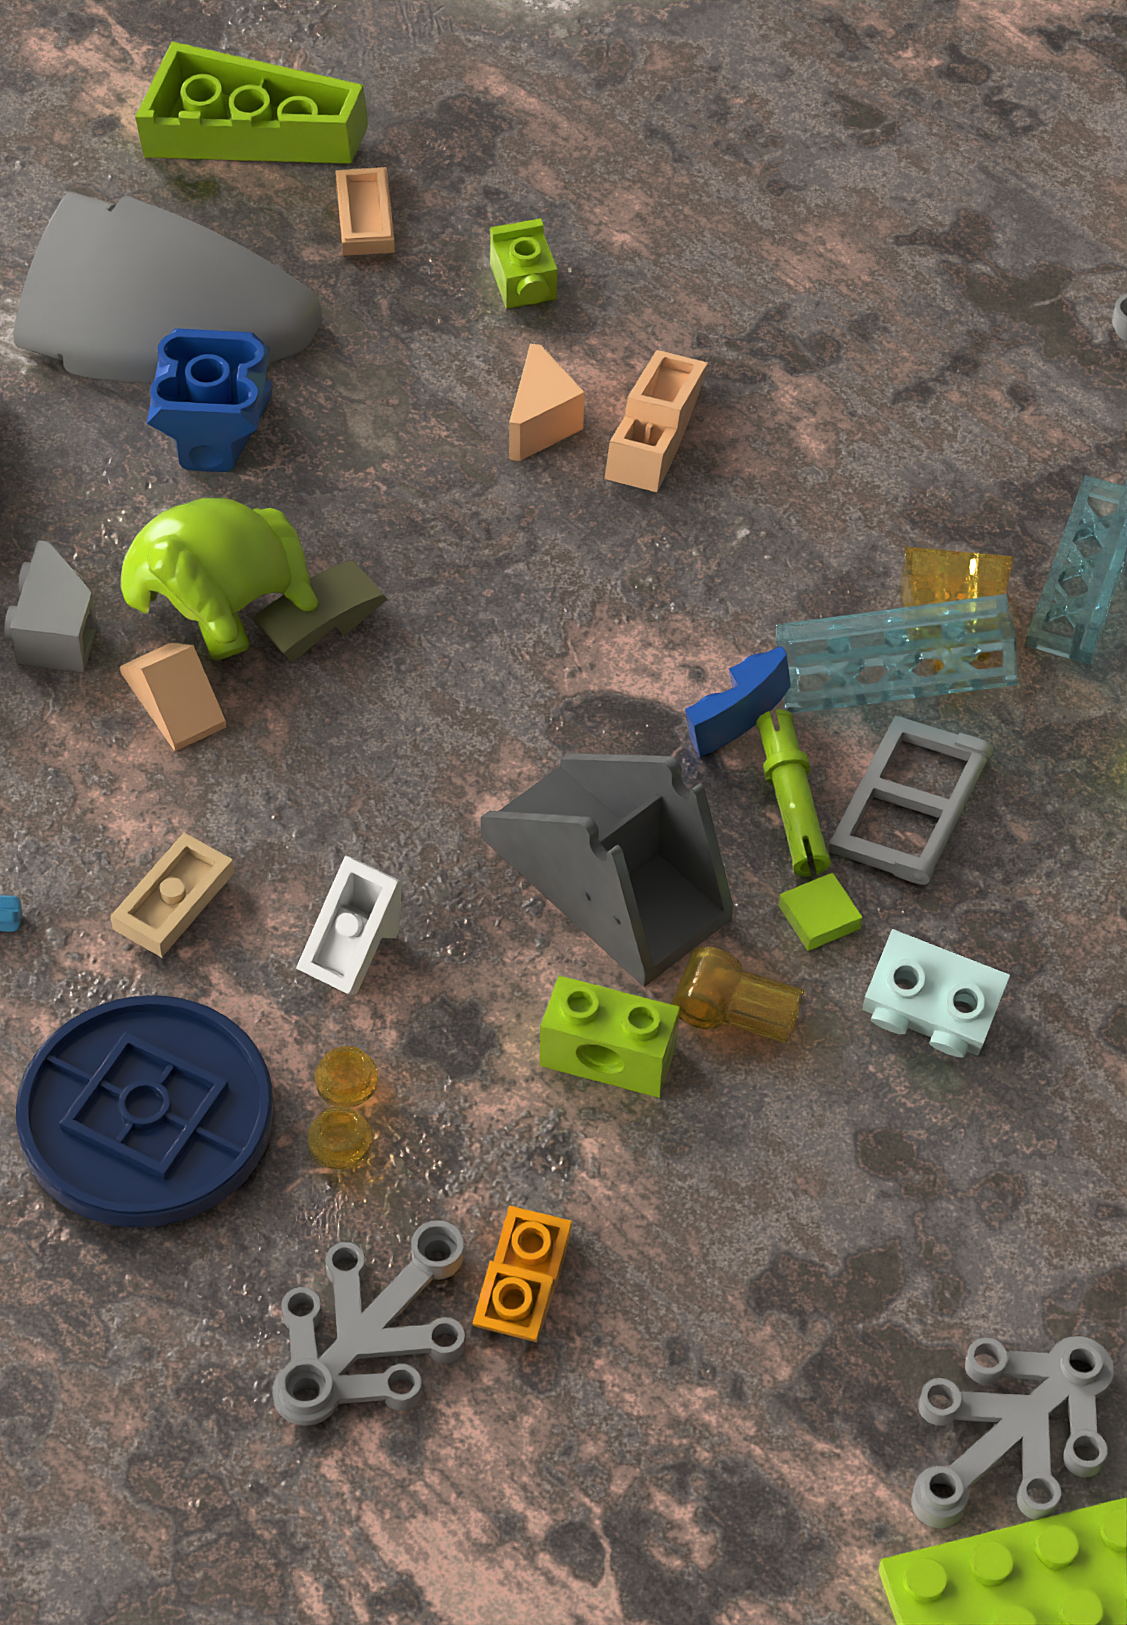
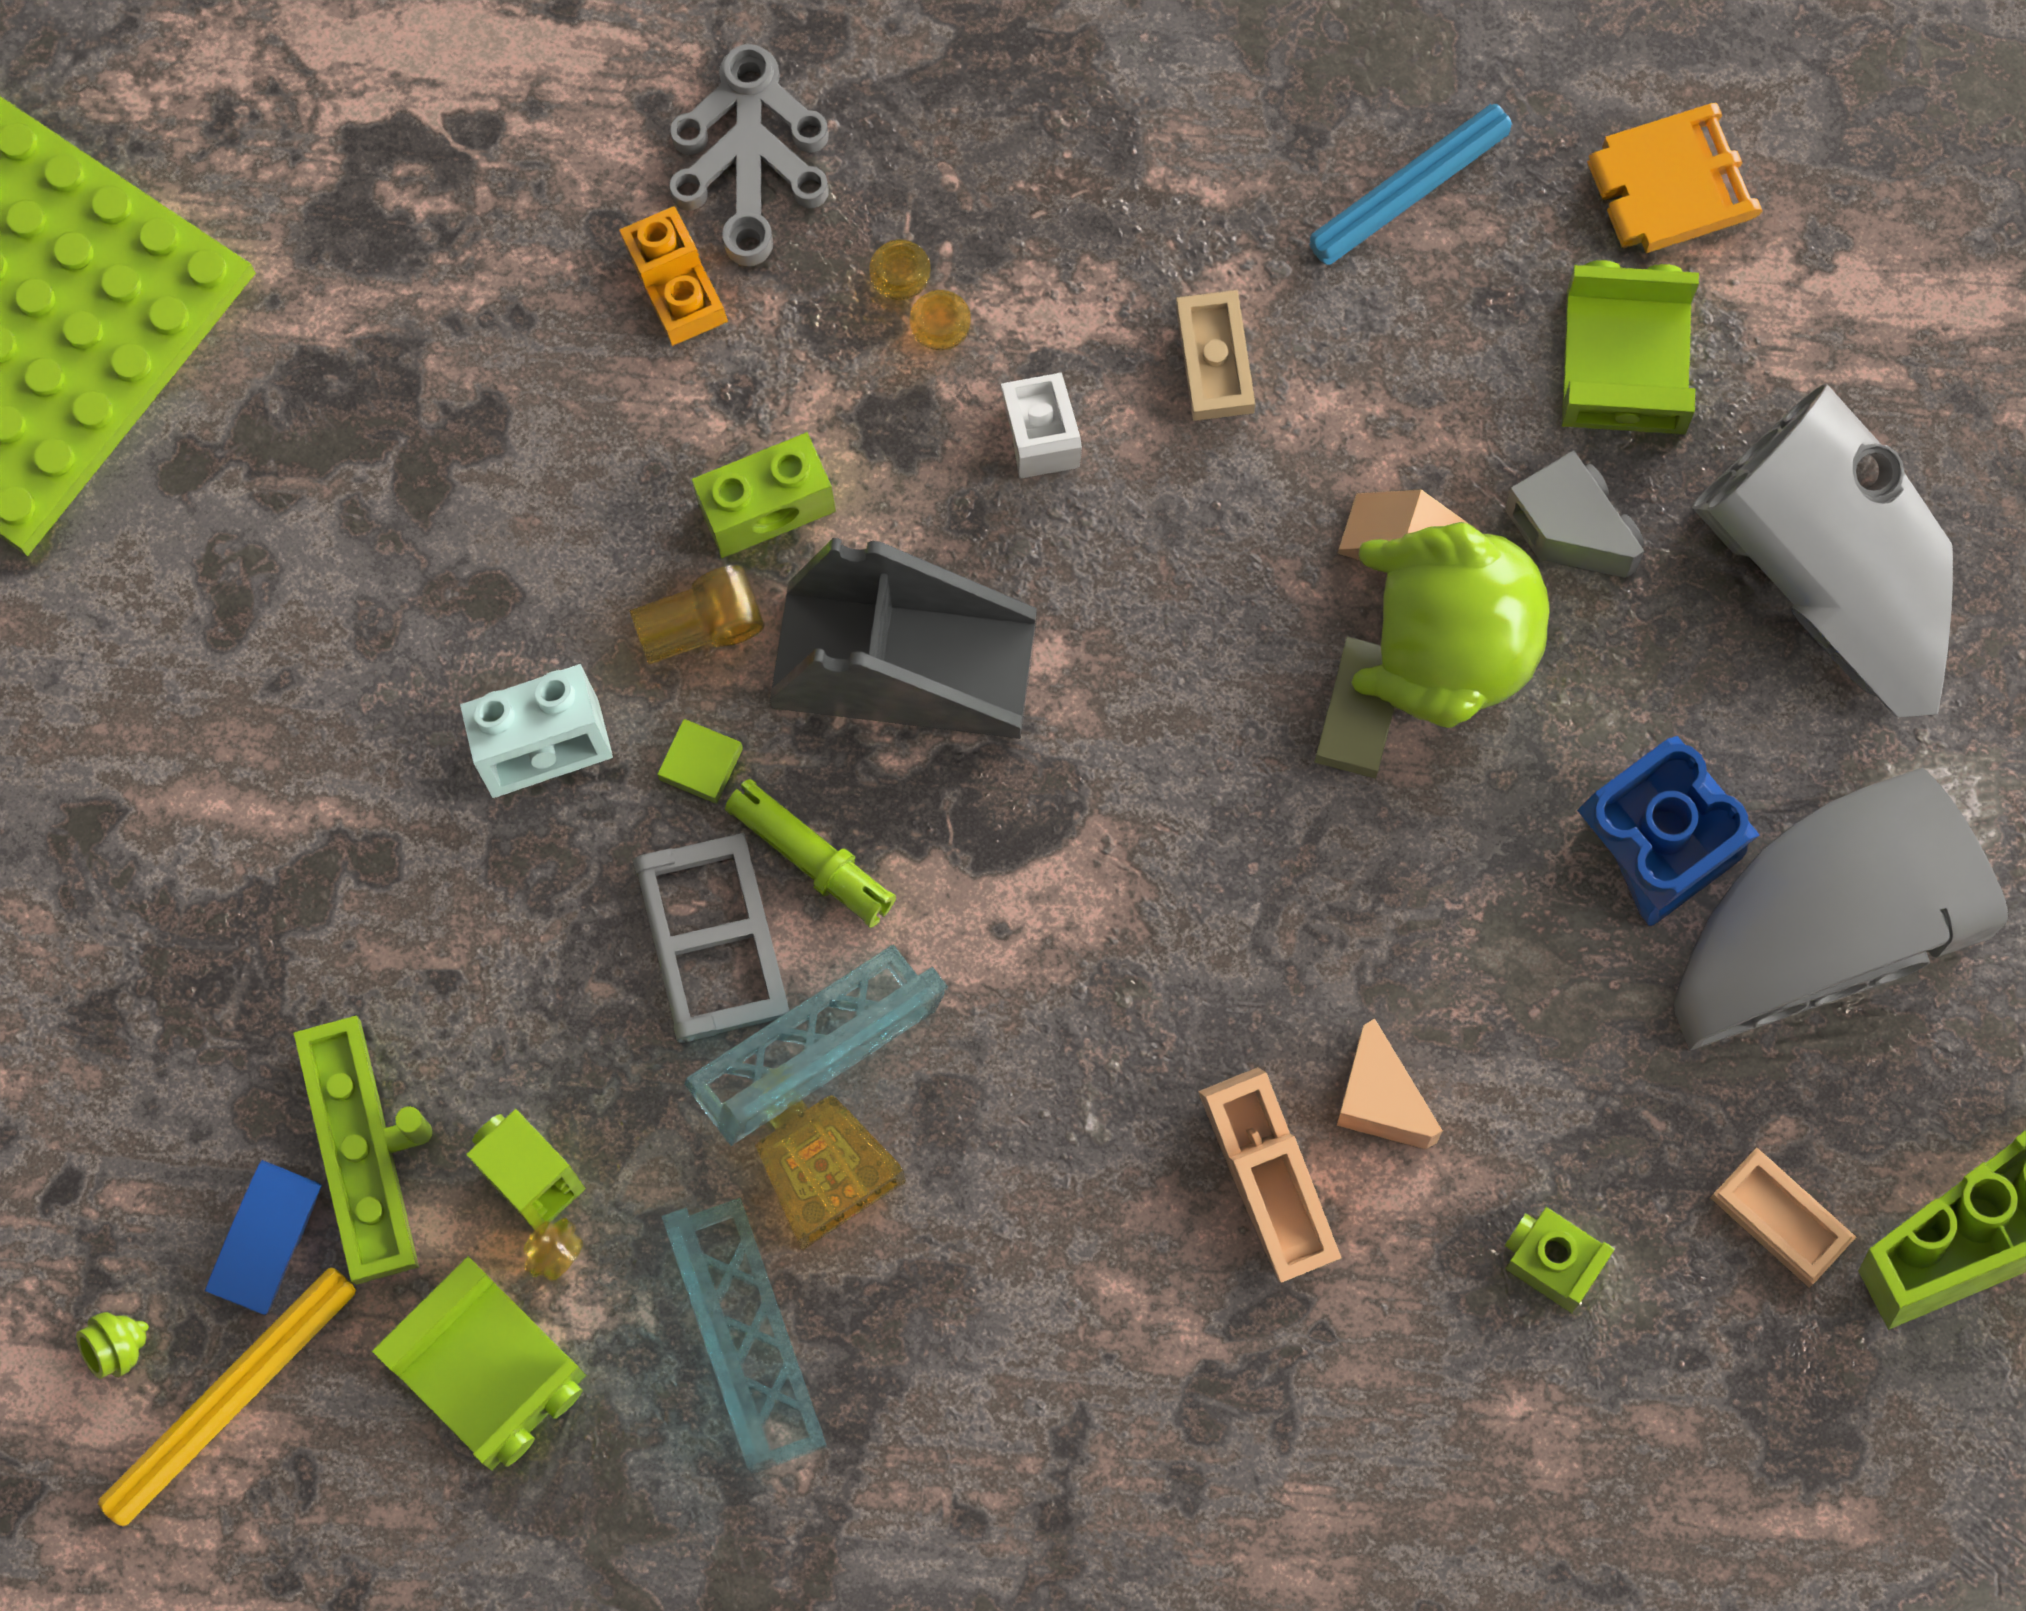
camera: 145 degrees right, 20 degrees up
(145, 1111) = (1060, 175): dark blue plate -> none
(756, 689) = (921, 902): blue slope -> none
(1019, 1420) = (226, 443): light grey plant -> none

